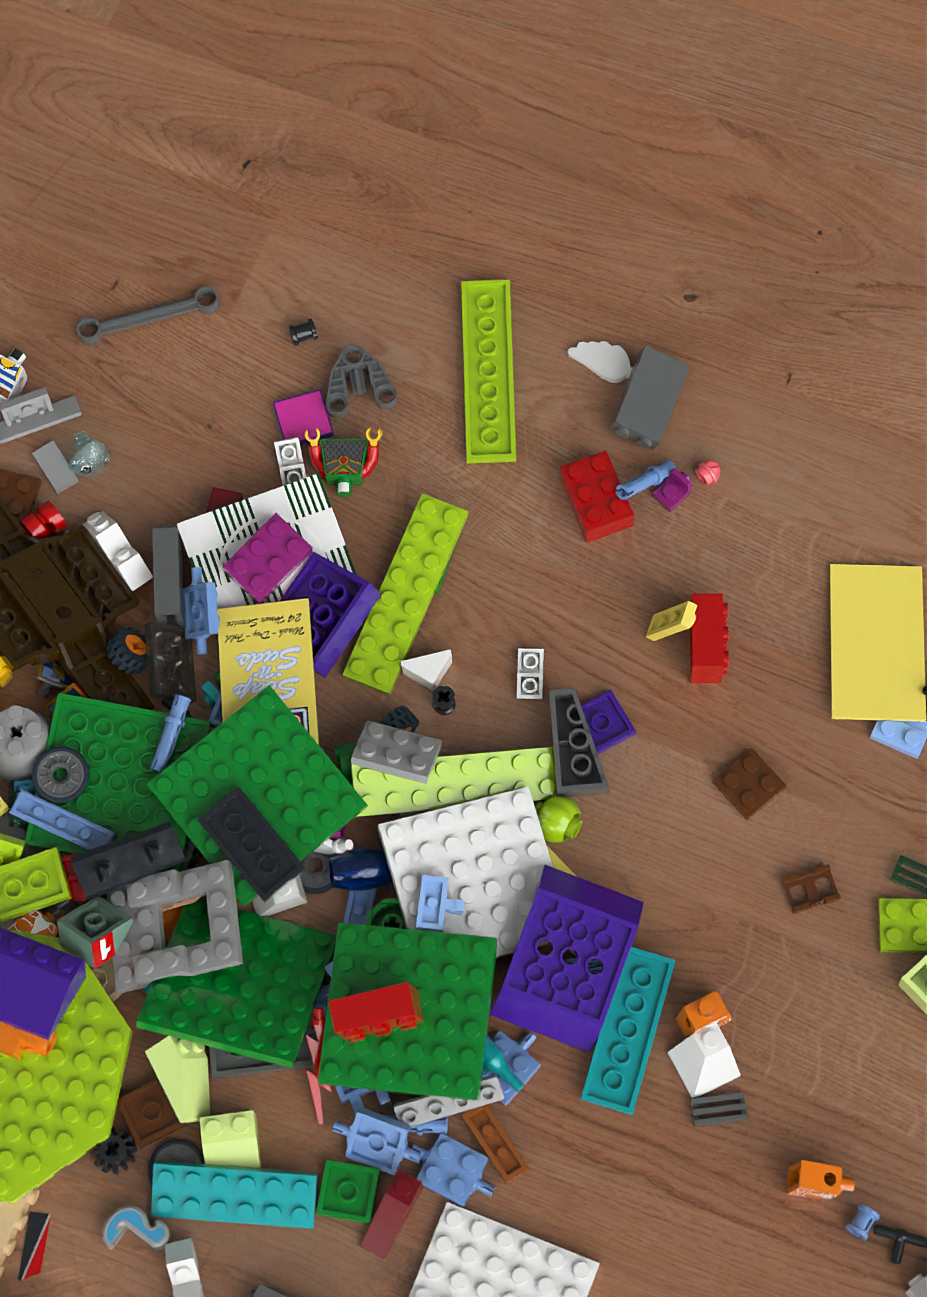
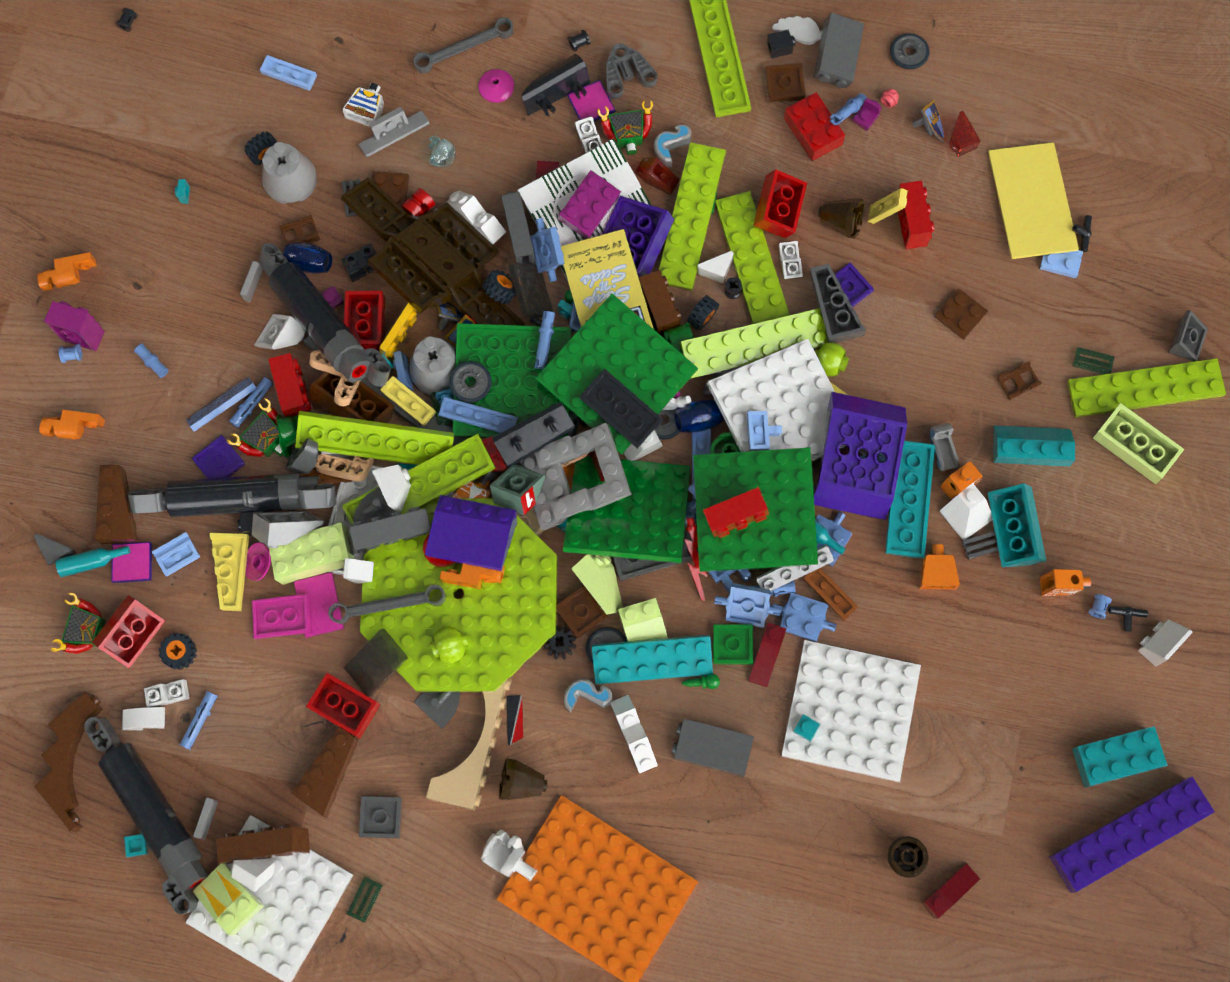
camera: 10 degrees left, 5 degrees up
(55, 467) = (417, 164): light grey tile -> none
(183, 385) = (498, 92): none -> dark pink dish
(257, 387) = (555, 84): none -> black piece
(307, 1238) = (711, 681): none -> green bar
(337, 705) = (659, 302): none -> reddish brown brick
(371, 530) = (656, 174): none -> clear red slope
(396, 752) = (711, 327): light grey plate -> none
(398, 486) = (670, 140): none -> light grey animal
(478, 663) = (751, 258): none -> lime plate
(528, 595) = (780, 204): none -> red brick
(569, 429) = (785, 82): none -> reddish brown plate
(573, 376) = (780, 43): none -> black brick
(613, 625) = (843, 216): none -> dark brown cone
(649, 1135) = (939, 570): none -> orange torso
(688, 965) = (944, 448): none -> light grey animal
(752, 398) = (905, 60): none -> dark grey wheel
(760, 512) = (931, 121): none -> shield
(767, 1091) = (1016, 526): none -> teal slope
(797, 540) = (964, 137): none -> clear red slope
(813, 982) = (1033, 446): none -> teal slope

